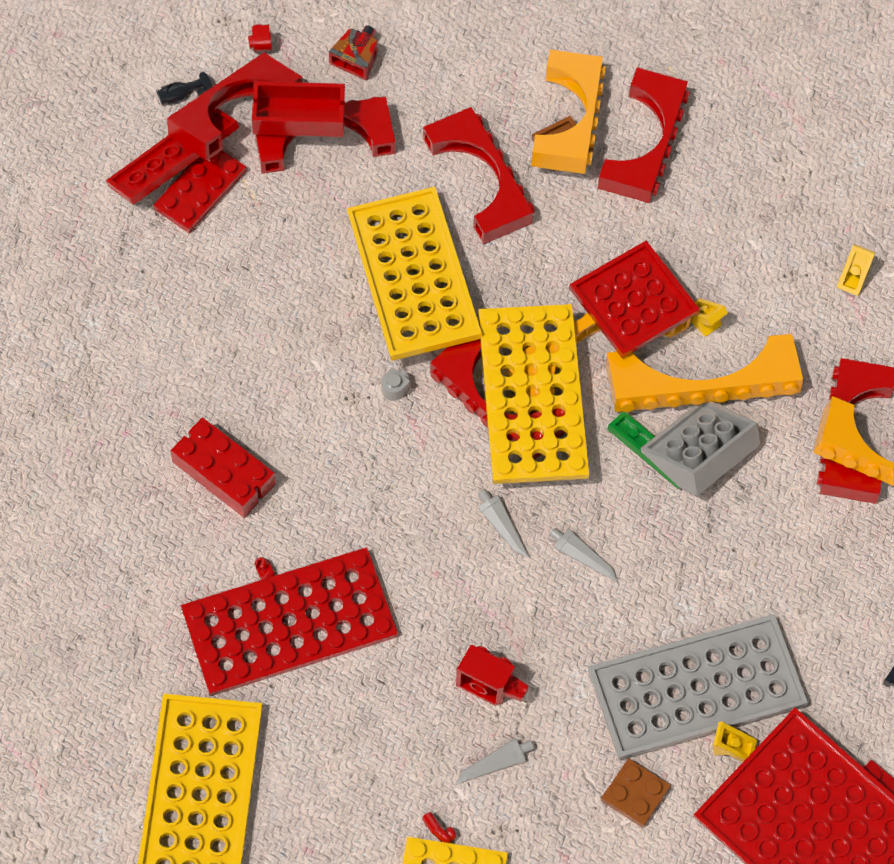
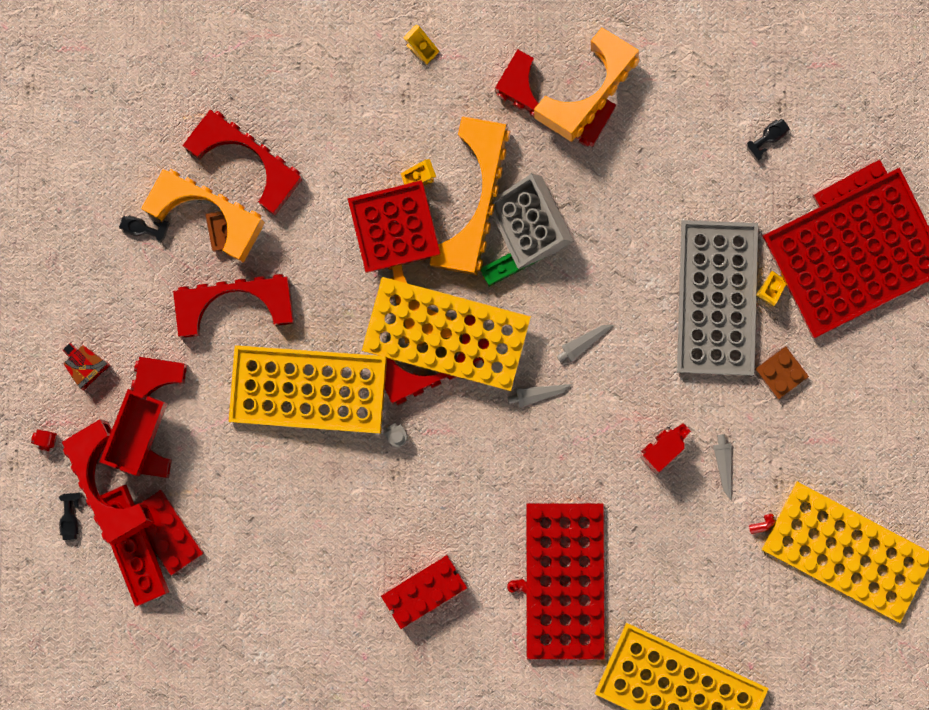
camera: 65 degrees left, 20 degrees up
(529, 57) = (138, 227): none -> black piece

